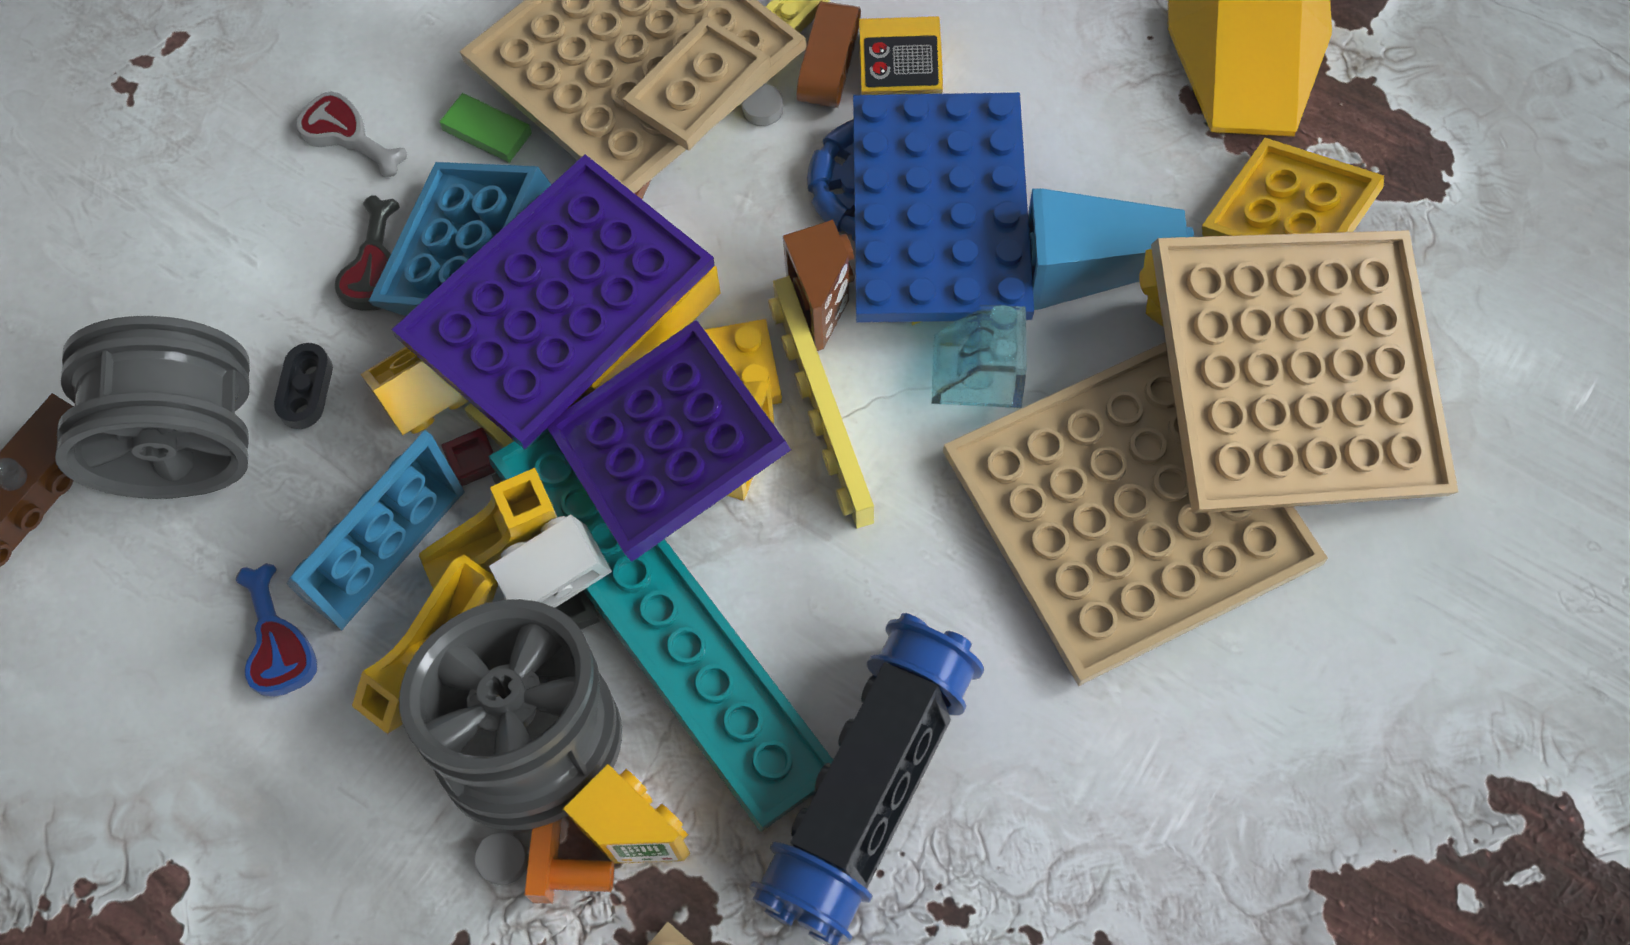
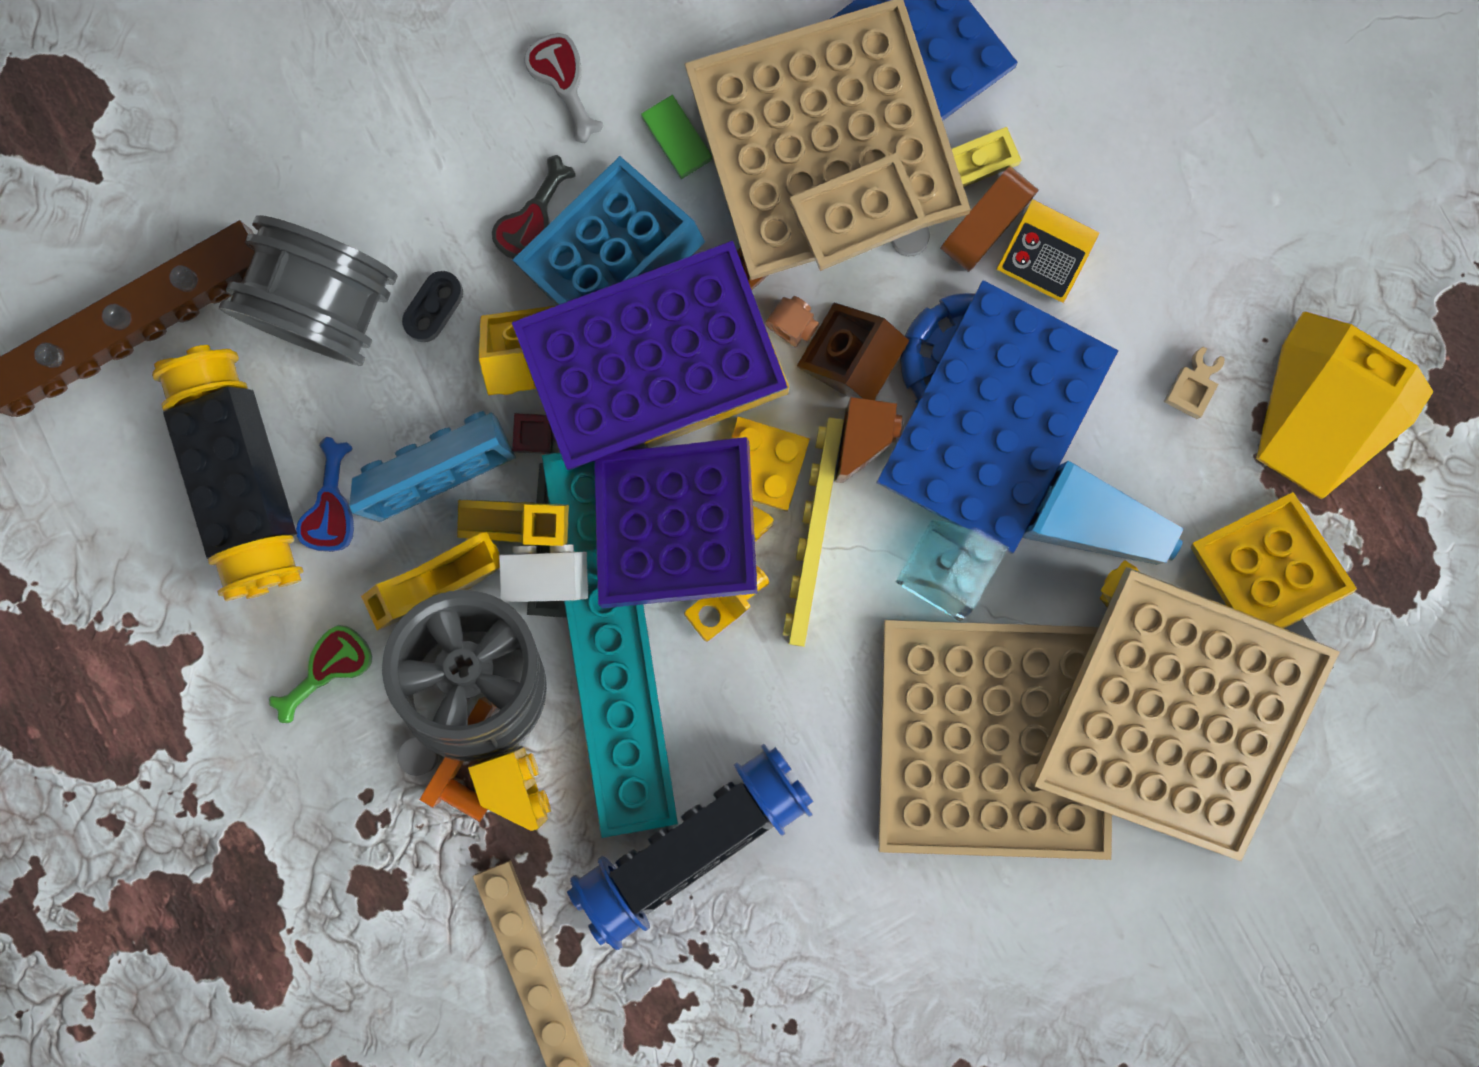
camera: 25 degrees right, 20 degrees up
(140, 649) = (228, 472): none -> black brick
(352, 795) = (336, 655): none -> bright green piece
(692, 218) = (792, 321): none -> nougat plate
(758, 215) = (853, 352): none -> reddish brown slope
(767, 511) = (728, 608): none -> yellow bracket
(1110, 98) = (1193, 388): none -> tan plate

